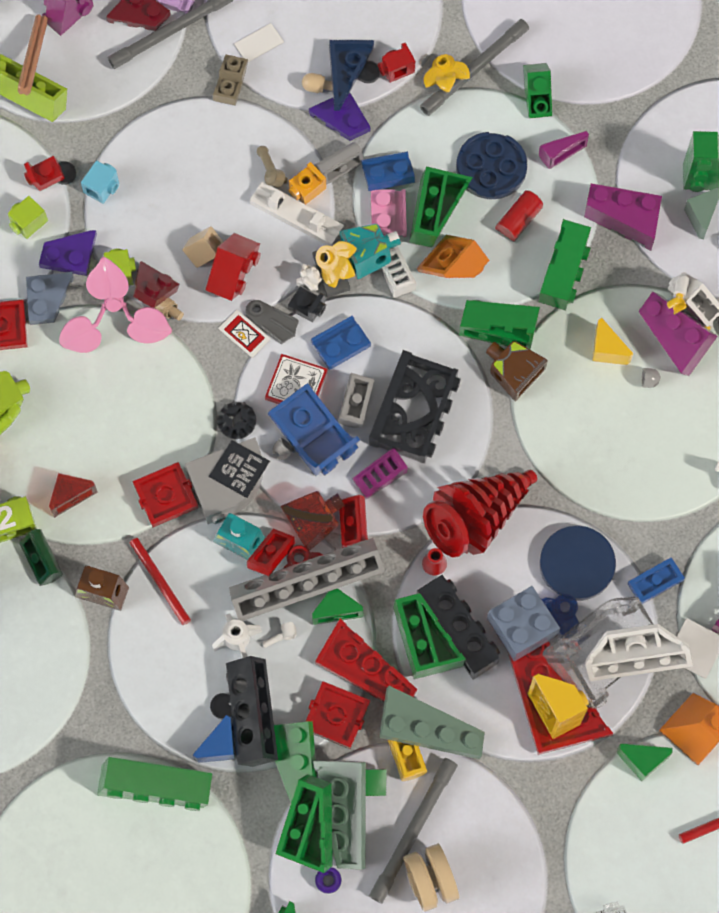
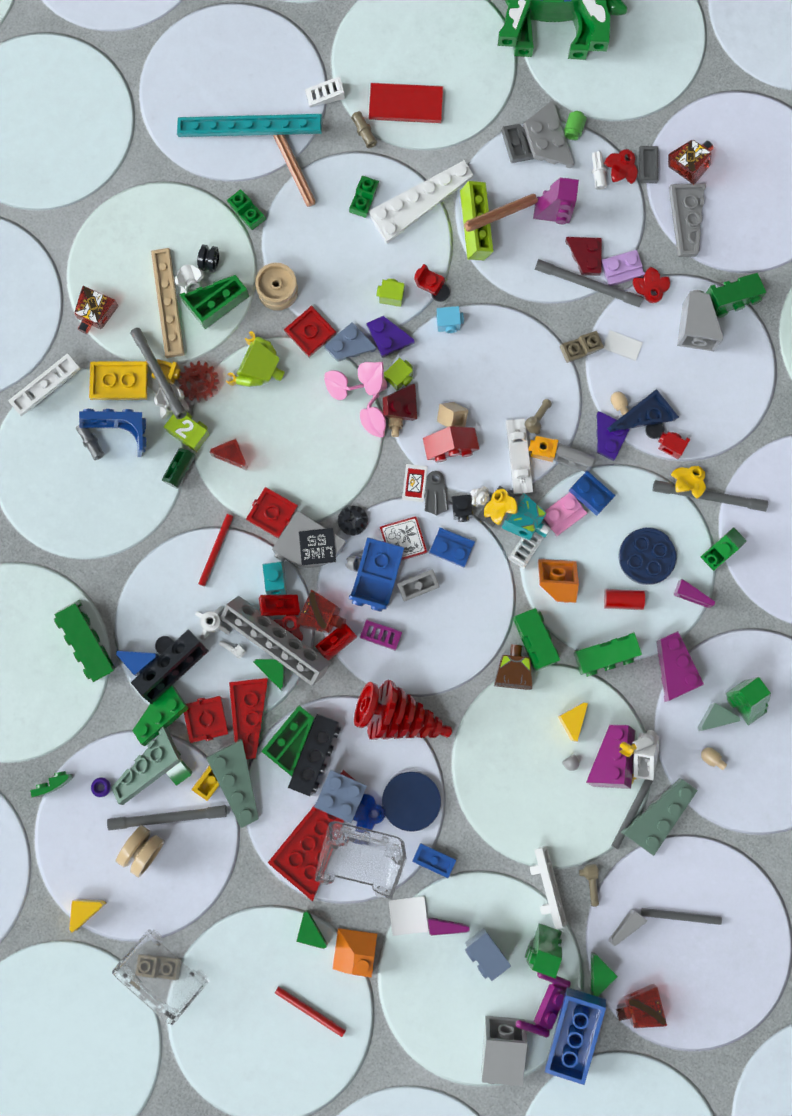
camera: 55 degrees right, 10 degrees up
(100, 588) = (183, 518): reddish brown torso -> none
(308, 825) = (119, 754): green wedge -> none
(405, 375) = (457, 604): black fence -> none
(434, 567) = (346, 717): red cone -> none
(435, 203) = (589, 540): green wedge -> none
(558, 704) = (297, 858): yellow slope -> none
(637, 652) = (369, 883): white wedge -> none

